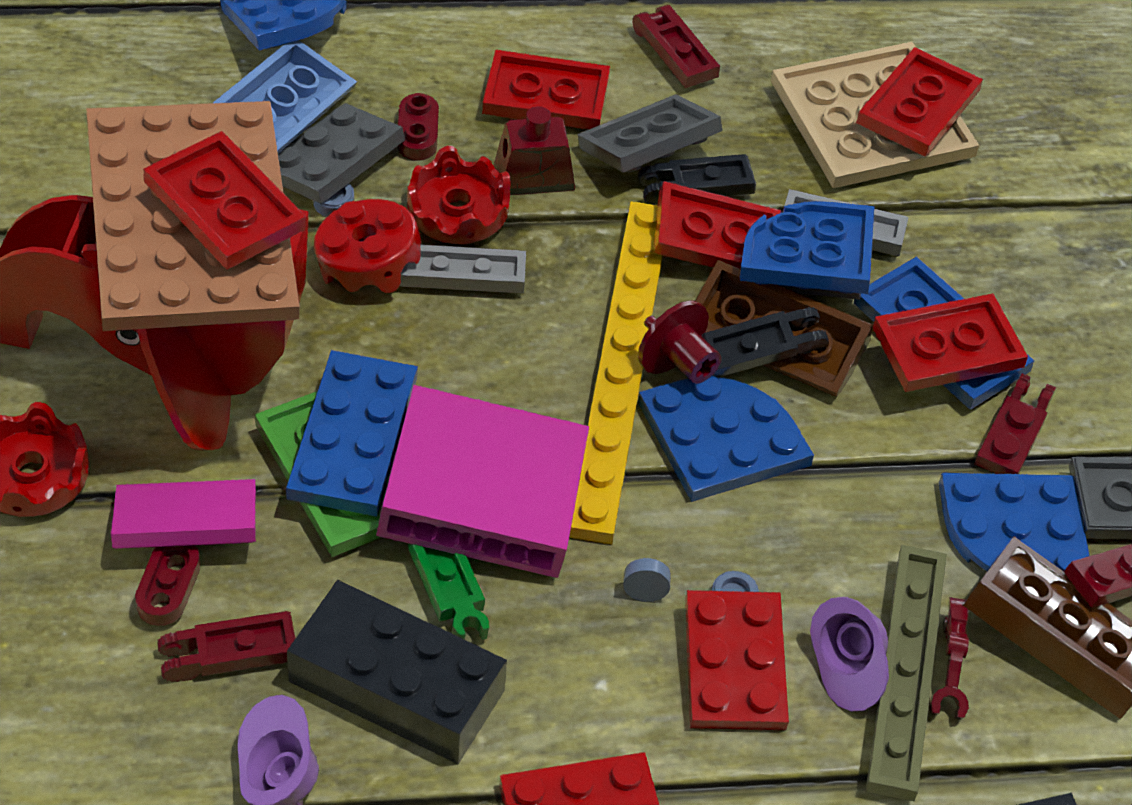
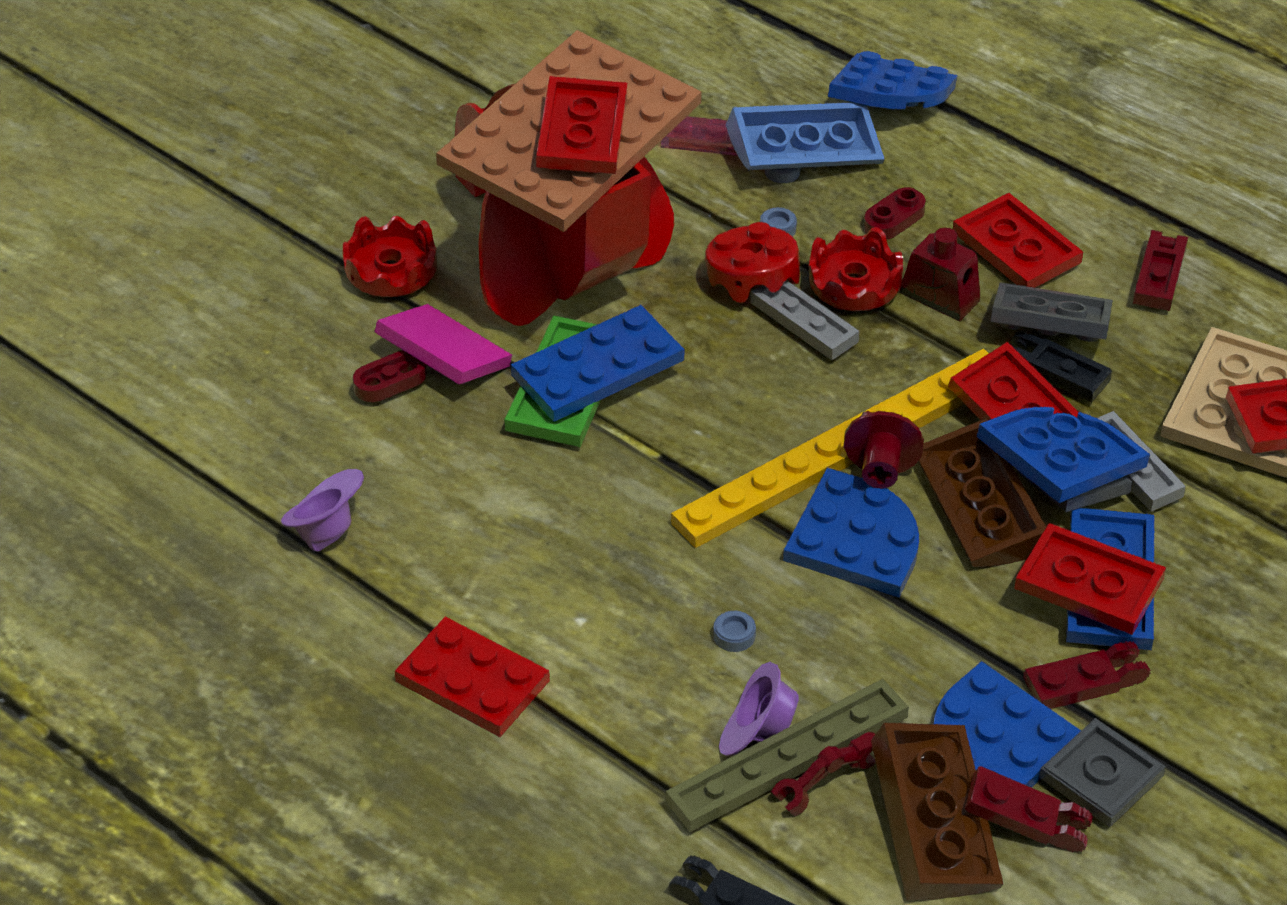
camera: 50 degrees right, 5 degrees down
(227, 646) = (382, 435): dark red hinge -> none
(336, 152) = (809, 193): dark grey plate -> none
(397, 671) = (455, 515): black brick -> none
(451, 589) = (554, 491): green plate -> none
(484, 481) = (641, 443): dark pink brick -> none
(647, 580) = (680, 577): sand blue tile -> none
(736, 660) = (678, 664): red plate -> none
(765, 340) = (950, 488): black hinge -> none

